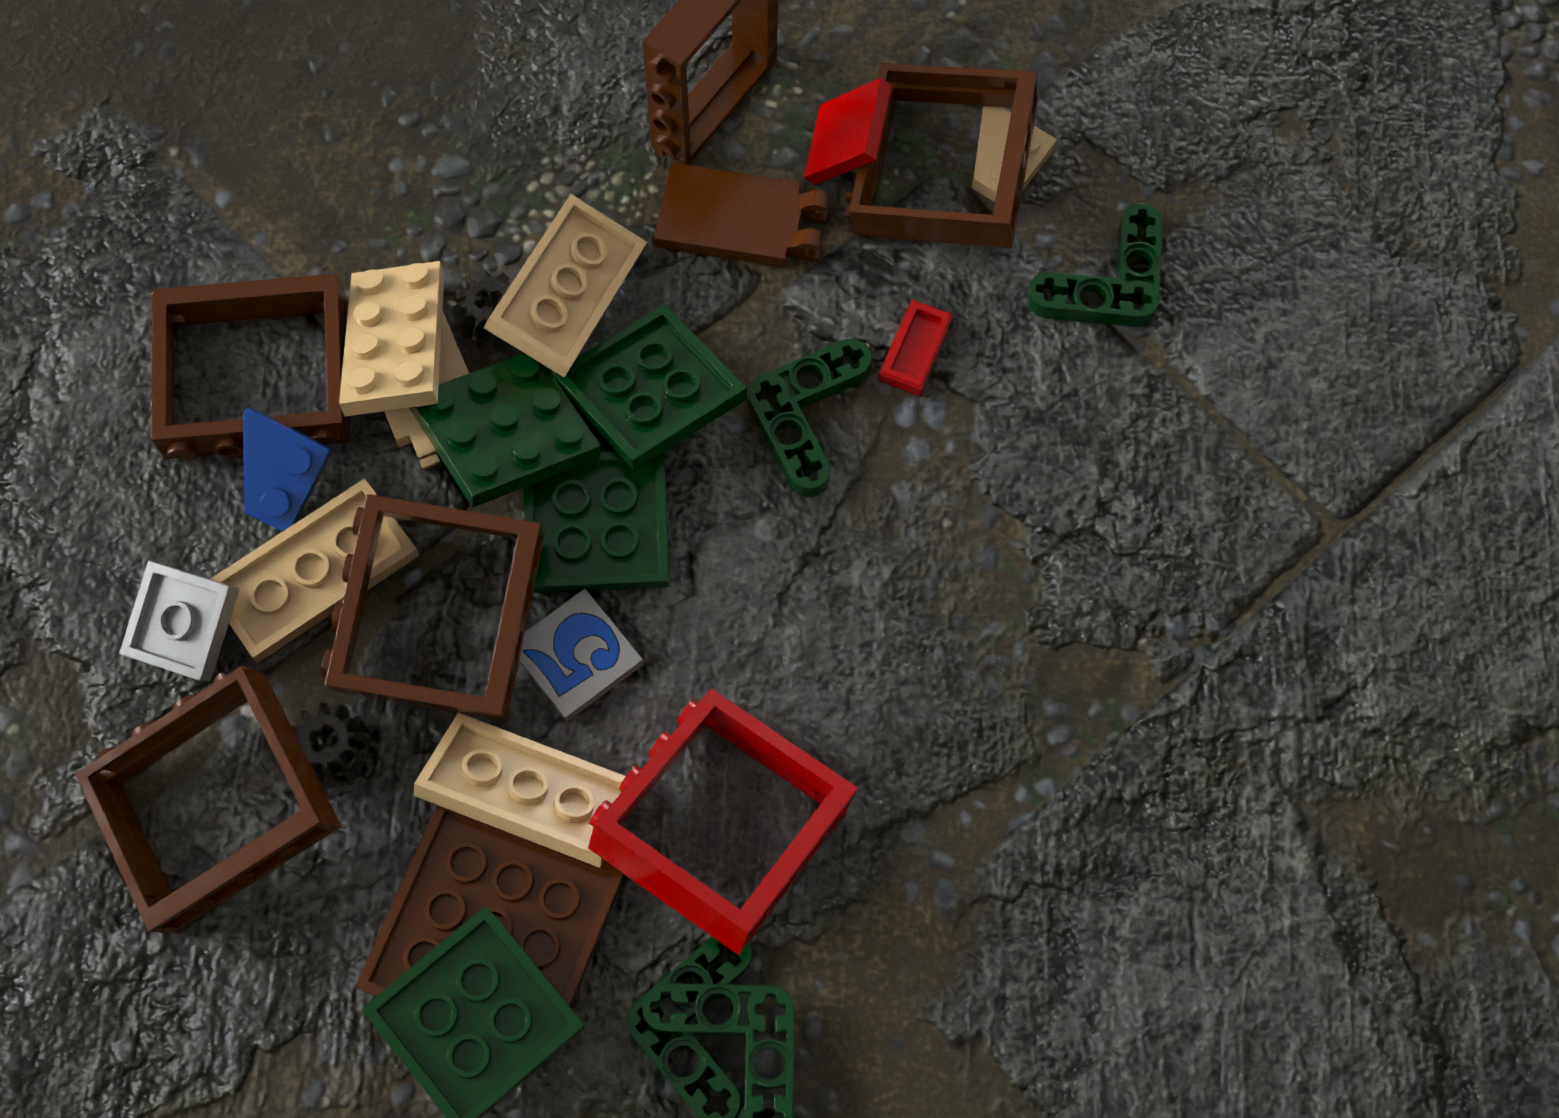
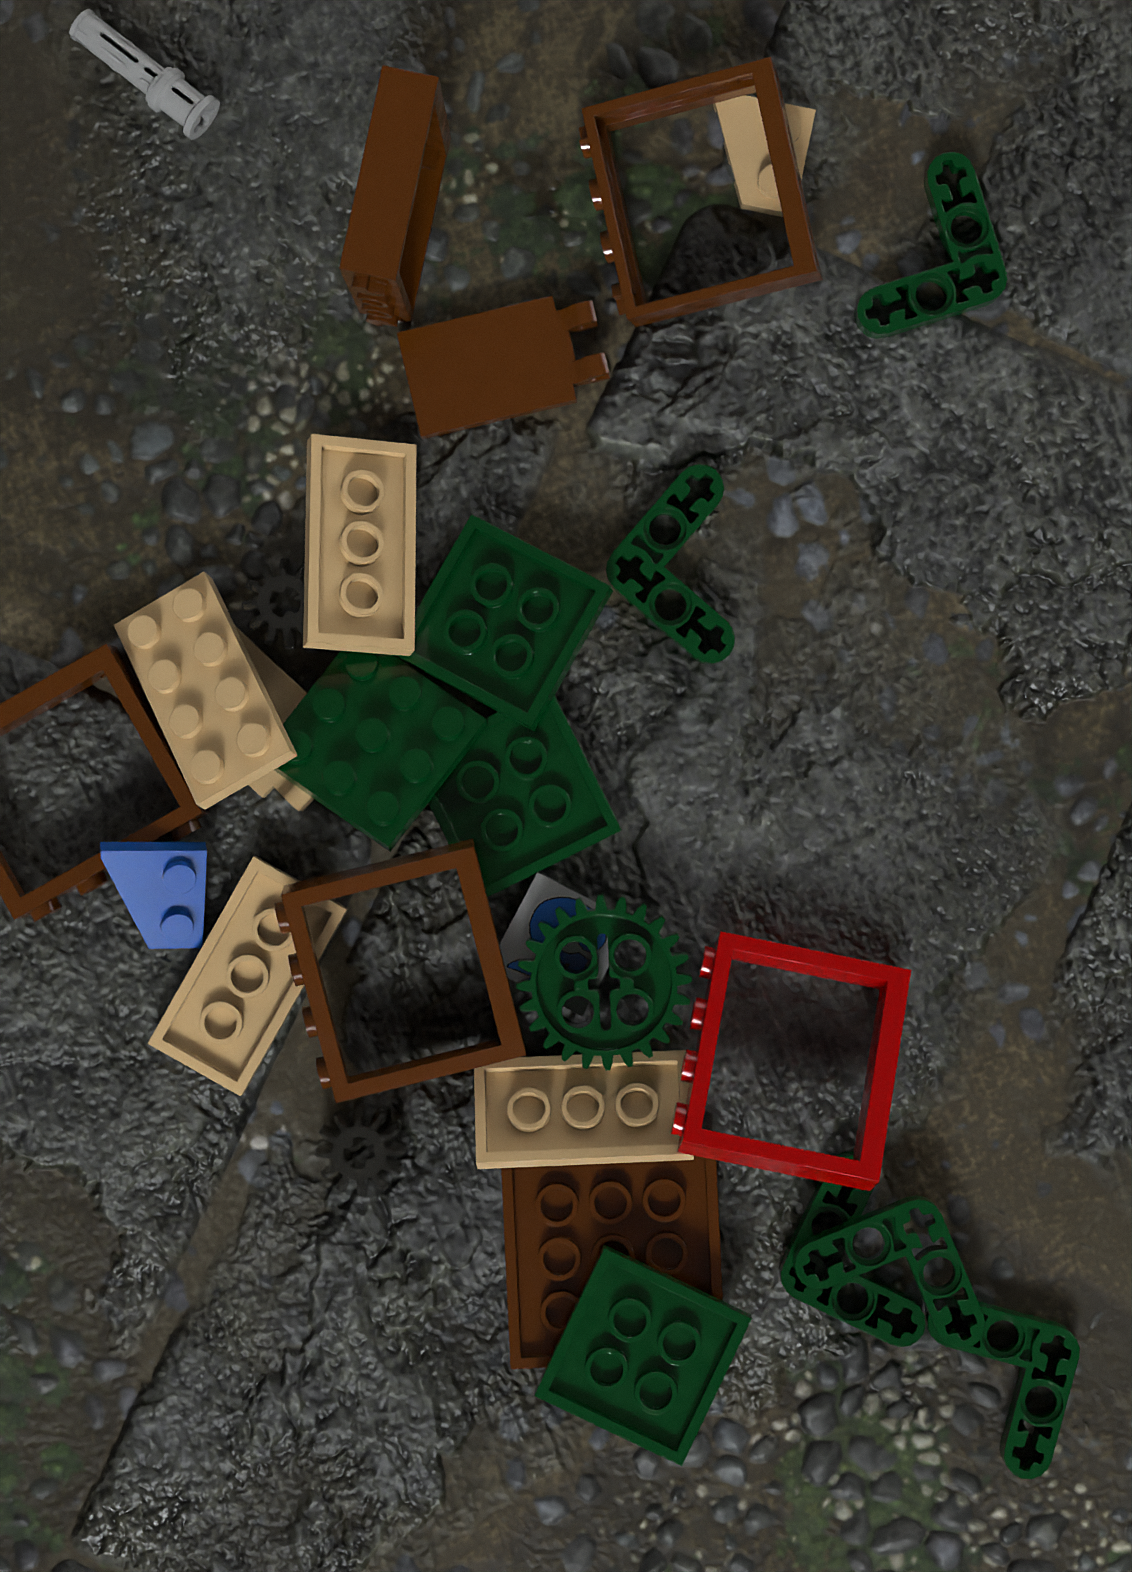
camera: 20 degrees left, 20 degrees up
(102, 786) = (223, 1331): reddish brown window -> none
(179, 621) = (147, 1093): light grey plate -> none
(636, 702) = (652, 979): none -> dark green gear
(848, 131) = (581, 214): red tile -> none
(915, 347) = (761, 439): red tile -> none

